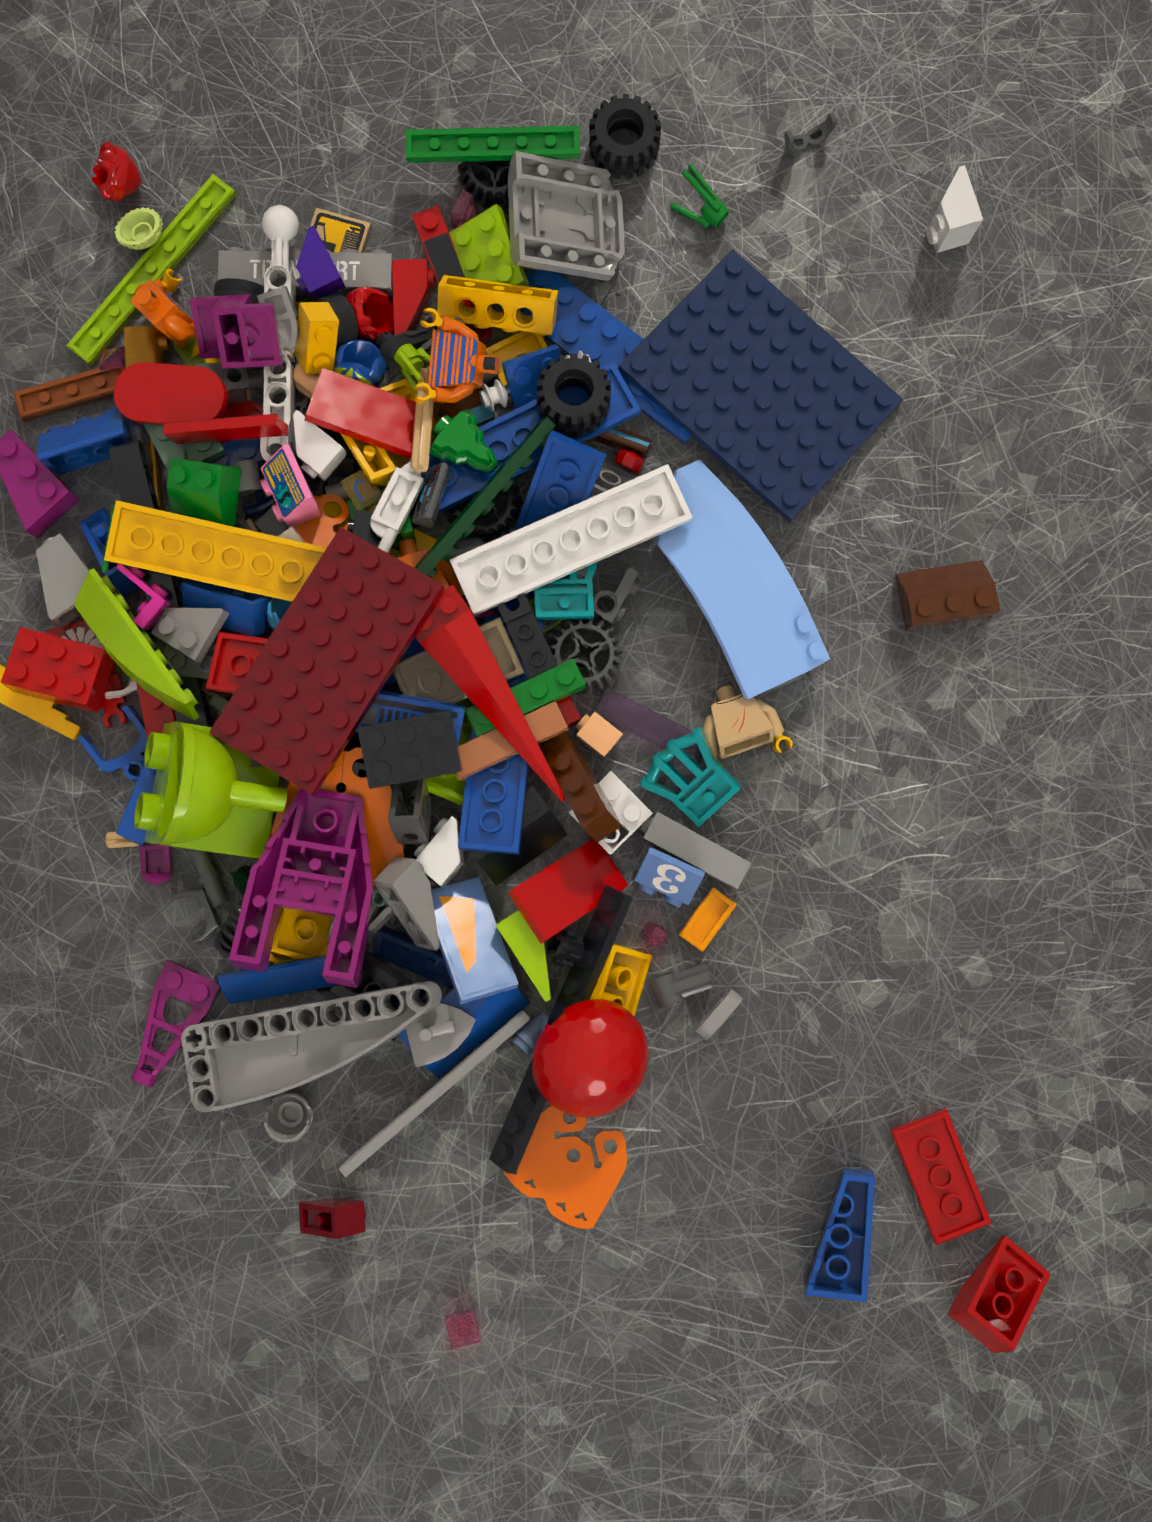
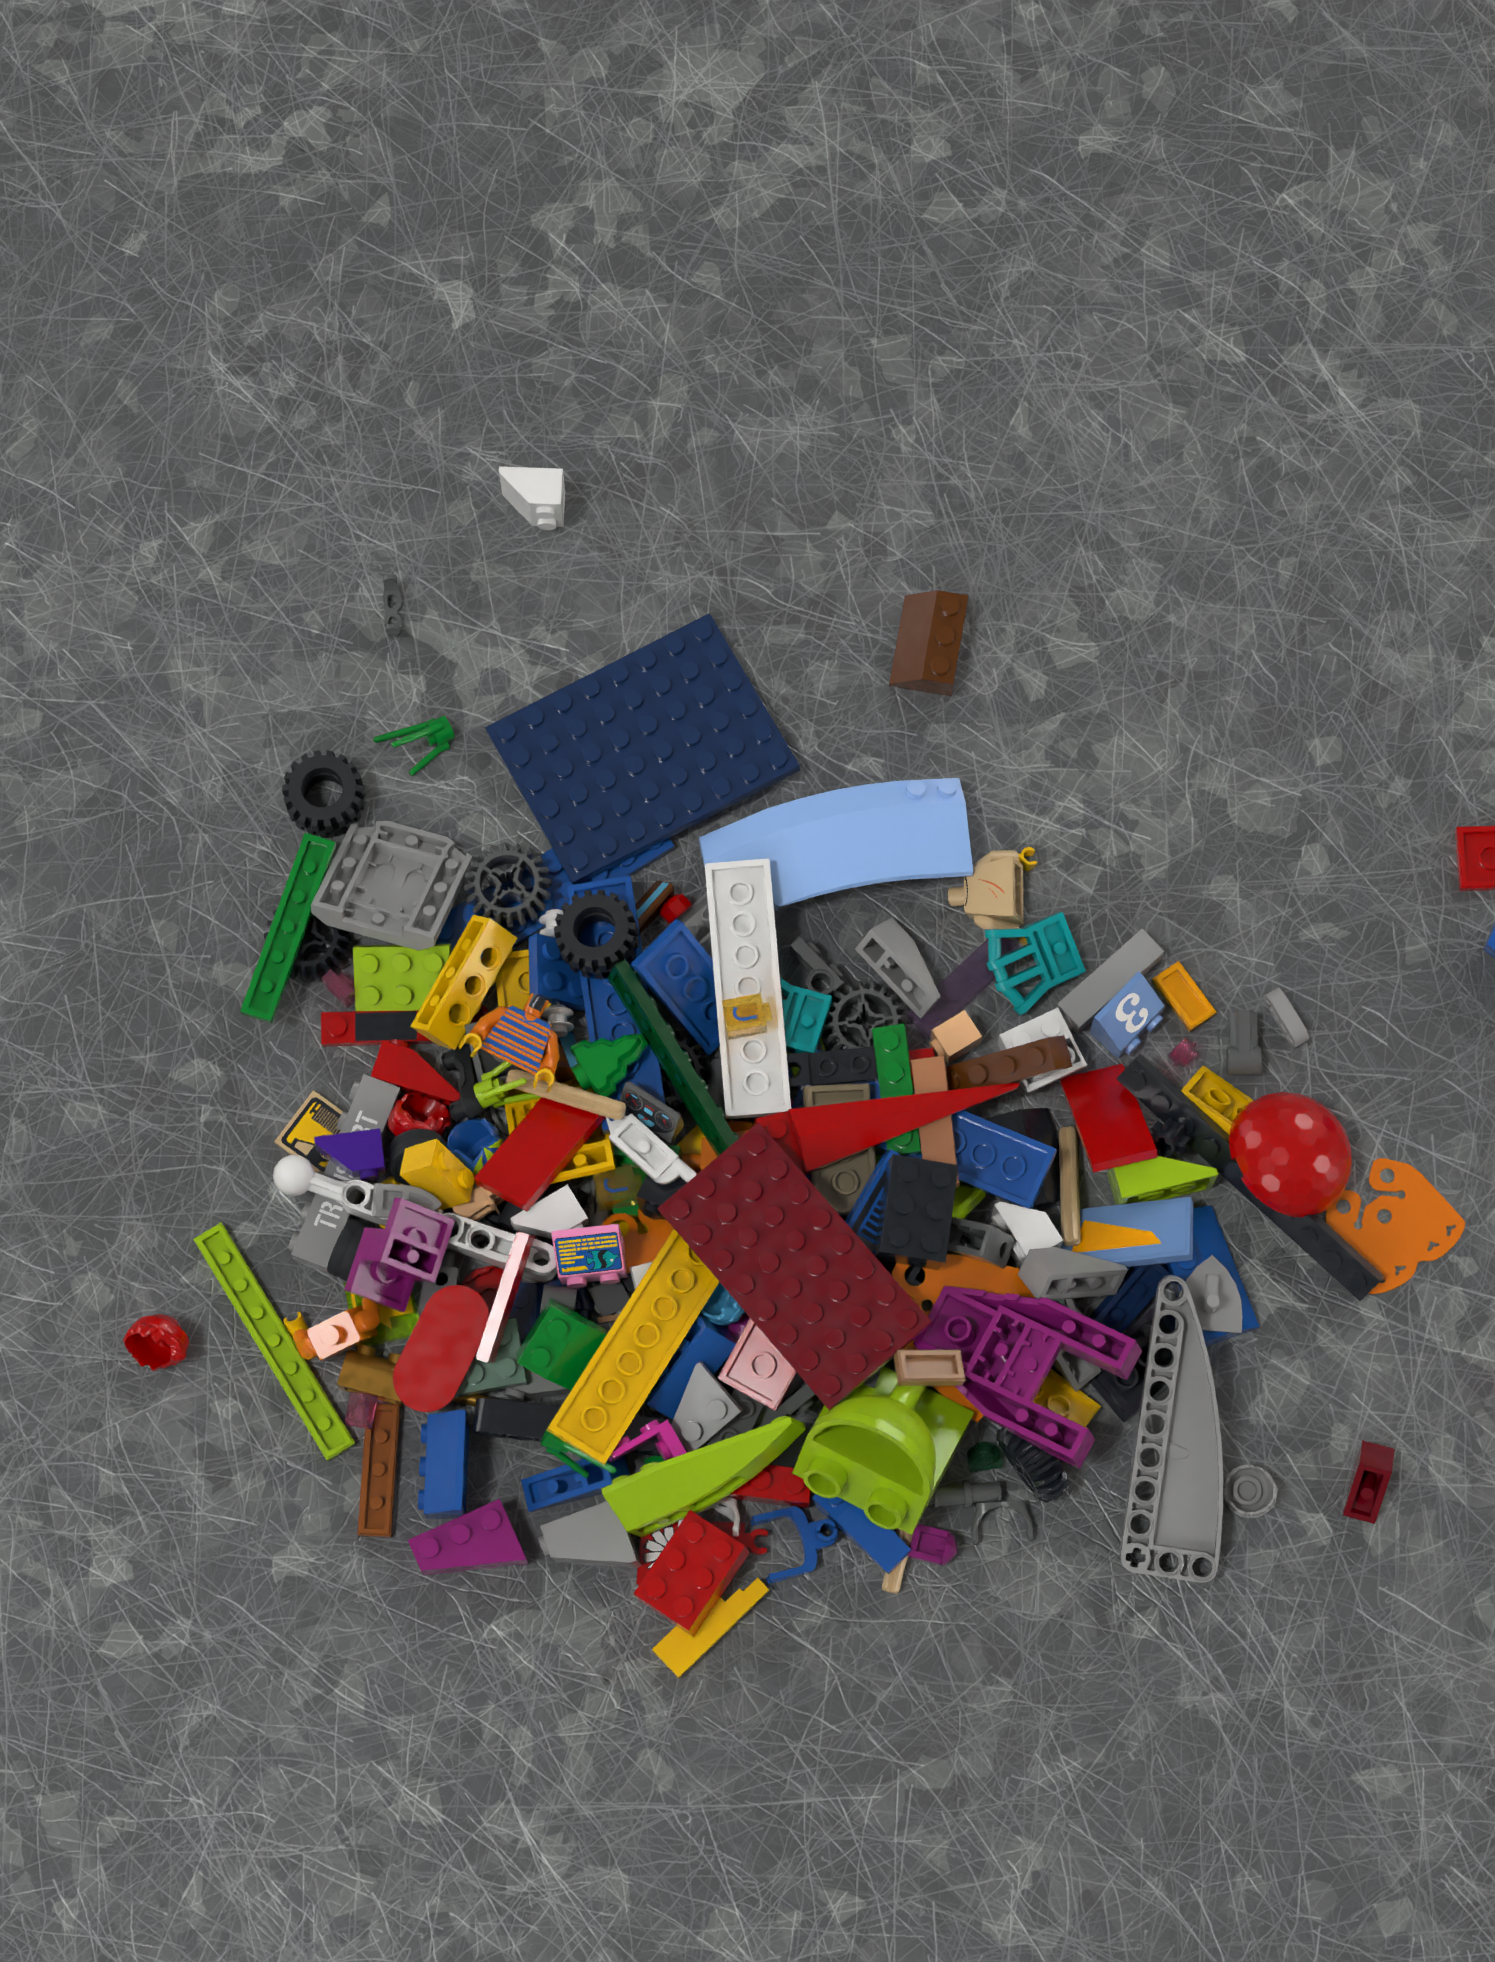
camera: 70 degrees left, 10 degrees down
(139, 228) = (227, 1336): yellowish green hat -> none
(187, 986) = (1077, 1556): magenta plate -> none
(274, 806) = (929, 1368): none -> medium nougat tile
(276, 981) = (1102, 1460): blue slope -> none
(434, 1092) = (1273, 1331): light grey tile -> none
(498, 876) = (1069, 1186): none -> tan axle
(528, 1034) = (1244, 1213): sand blue cone -> none
(540, 543) = (746, 1016): none -> clear yellow brick
(586, 308) = (518, 893): none -> dark grey gear
(647, 663) = (900, 965): none -> light grey slope

